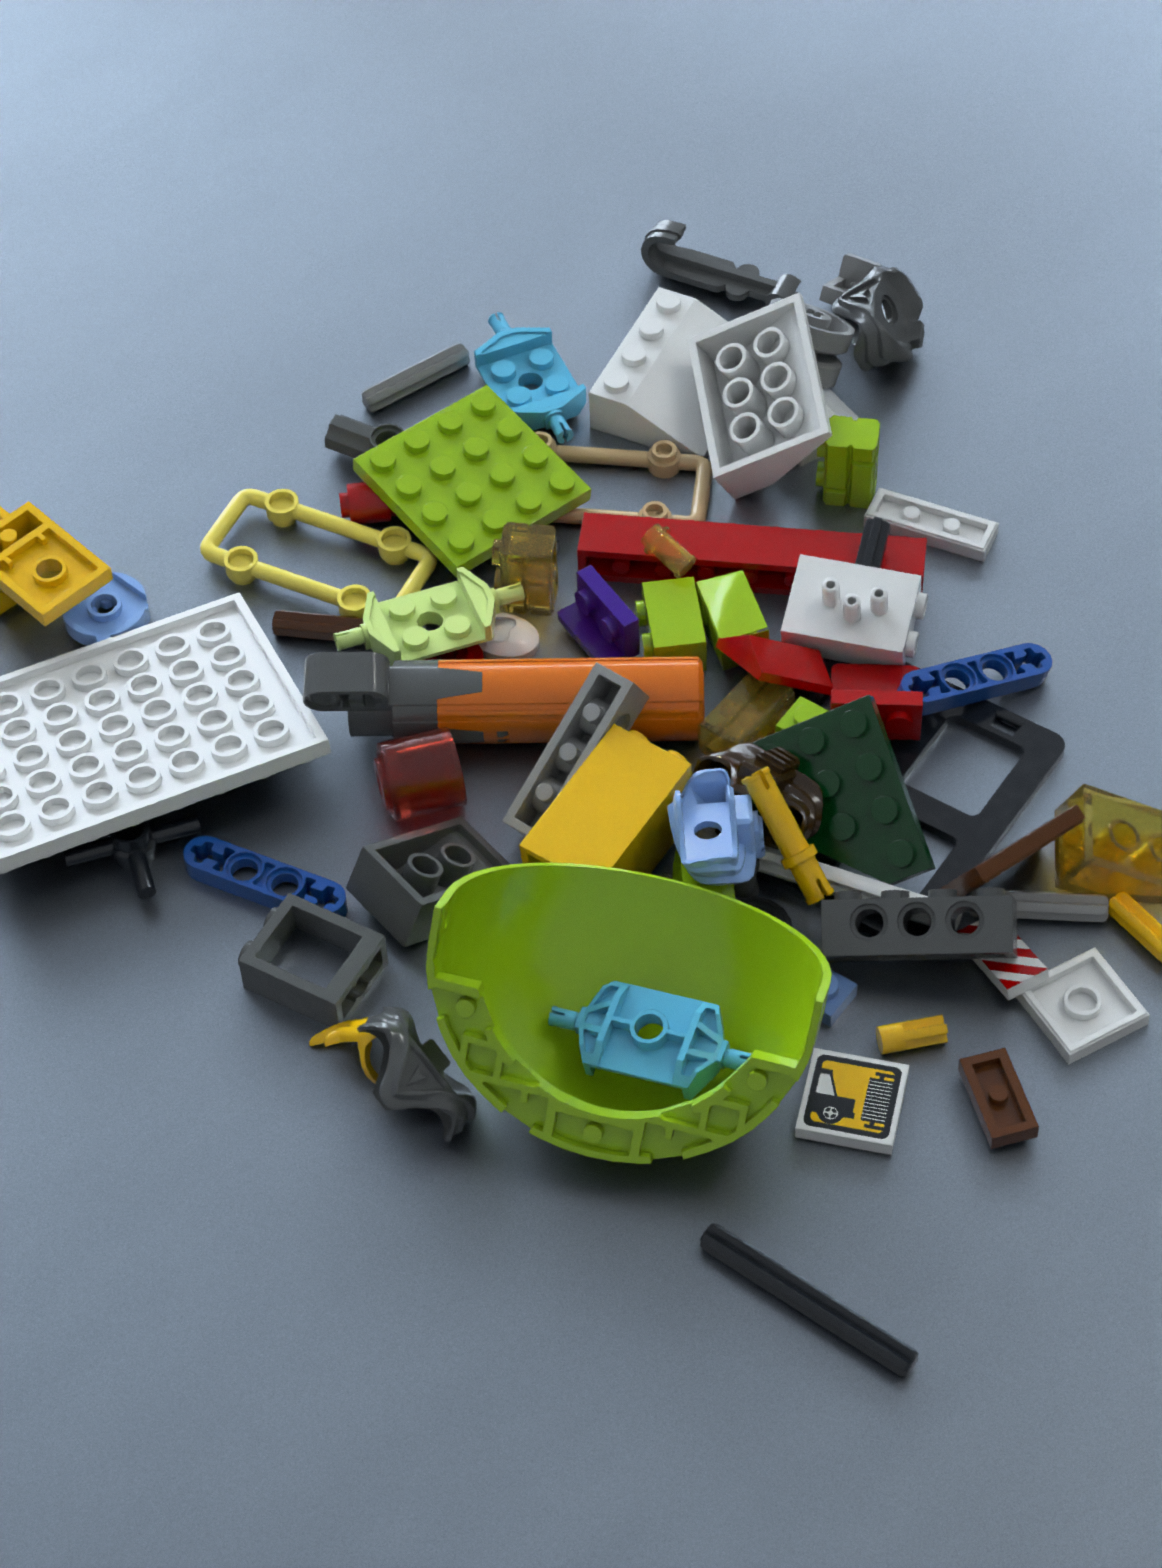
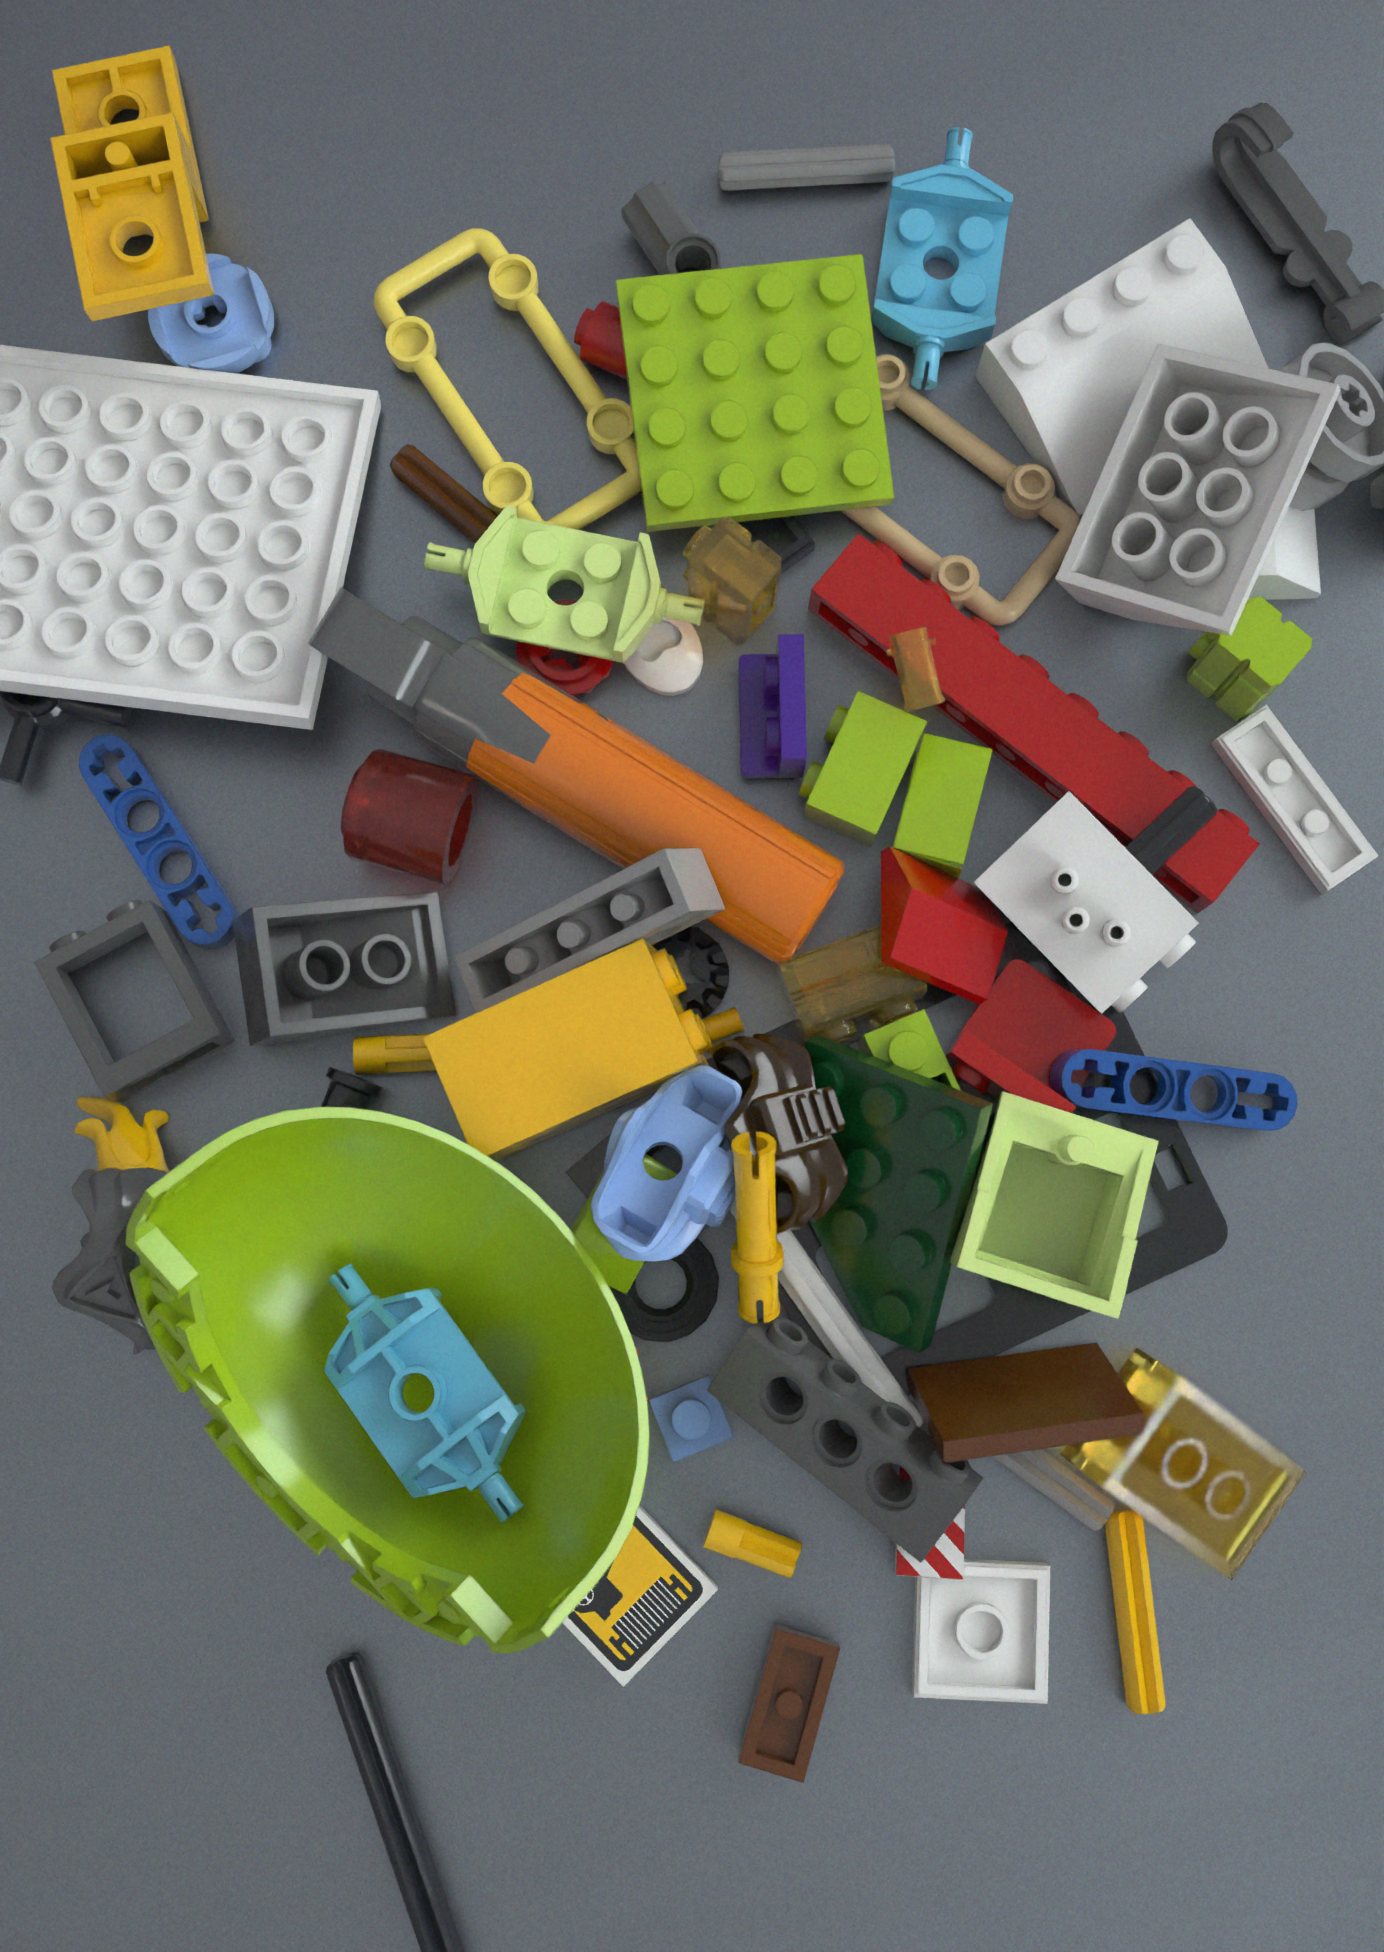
camera: 30 degrees right, 30 degrees up
(951, 747) = (1057, 1205): none -> yellowish green piece

